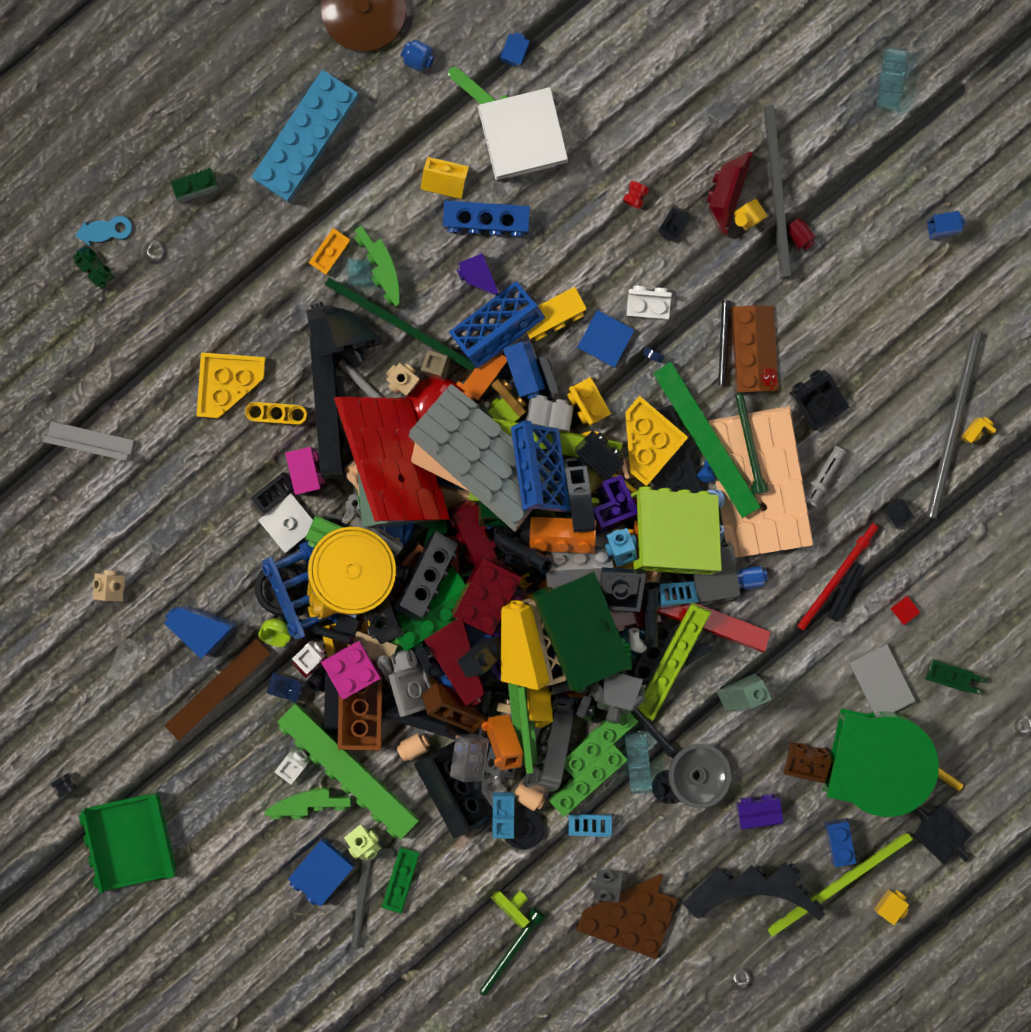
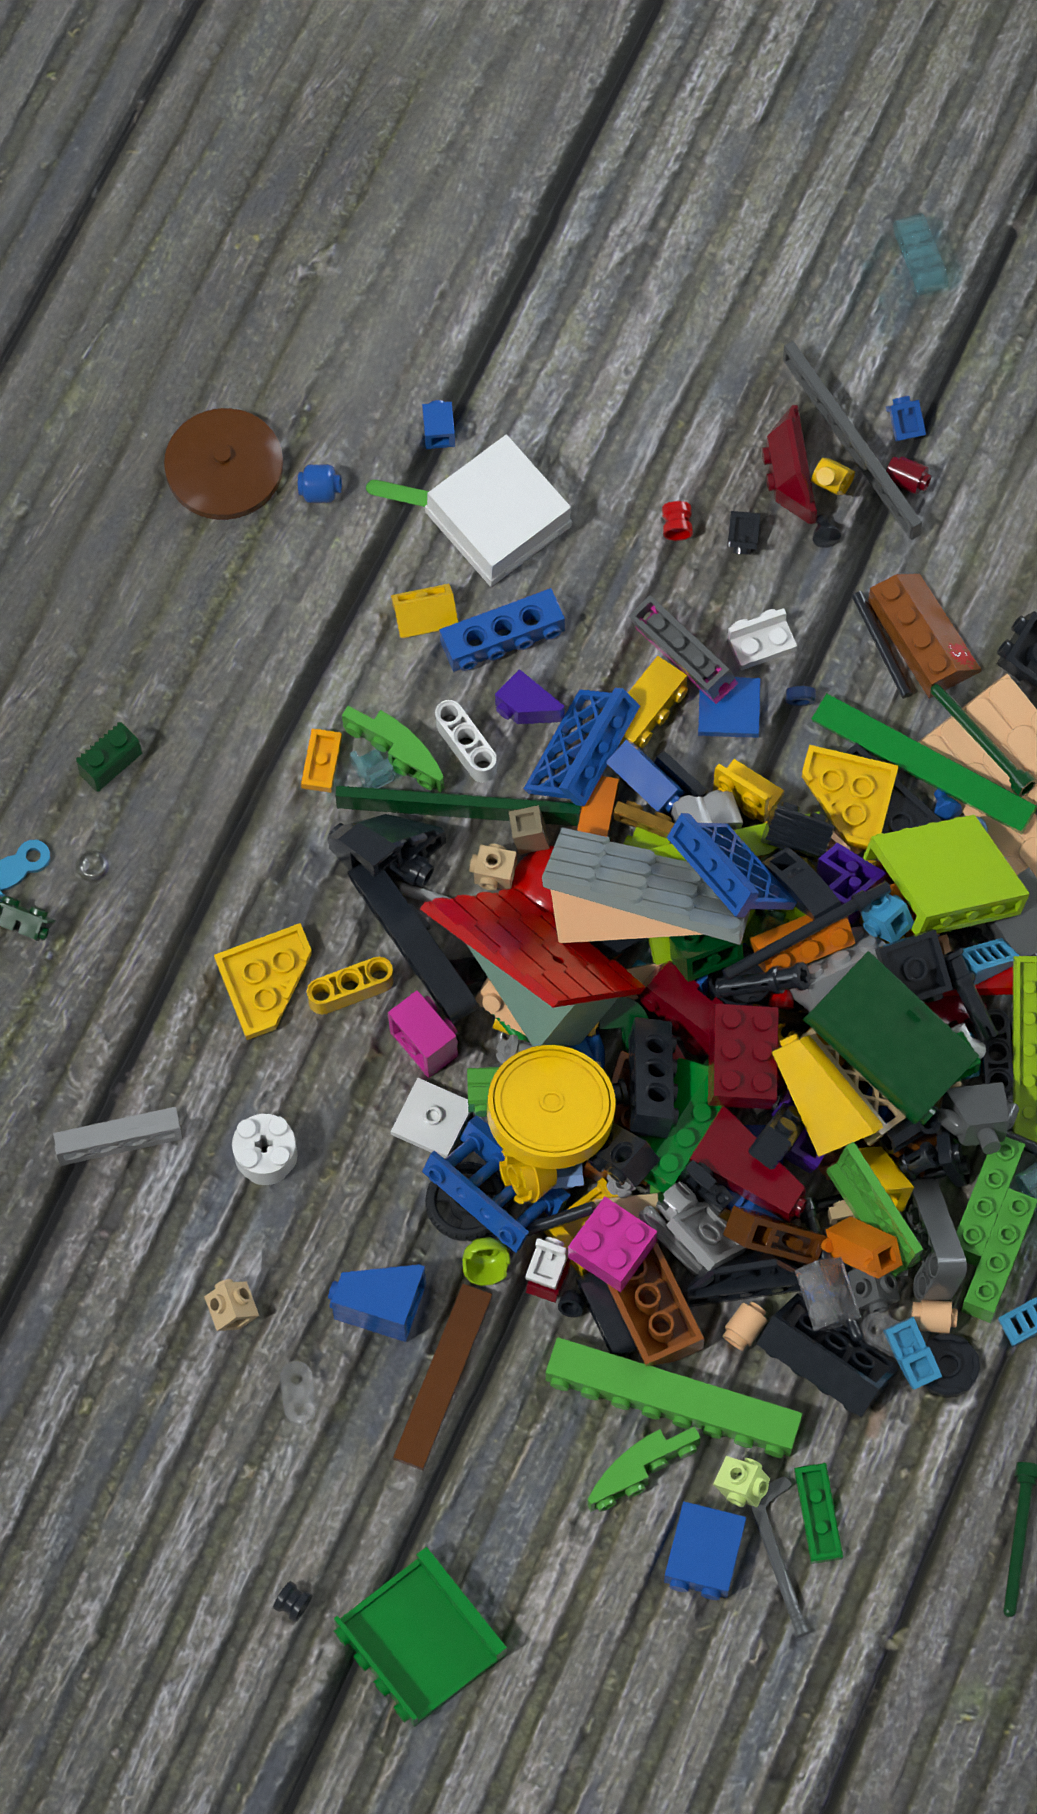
camera: 25 degrees left, 20 degrees down
(163, 501) = (281, 1153): none -> white brick
(268, 488) = (384, 1109): black slope -> none
(285, 687) = (533, 1327): dark blue bracket -> none
(292, 765) = (594, 1427): white bracket -> none
(305, 136) = (223, 638): dark azure brick -> none
(348, 625) = (573, 1197): black panel -> none
(422, 273) = (462, 728): none -> white beam
(512, 907) = (988, 1474): lime tile -> none
(592, 290) = (683, 649): none -> dark grey piece
(607, 534) = (858, 902): none -> black bar
(727, 248) = (825, 533): none -> black rock
(820, 193) = (906, 418): none -> blue bracket

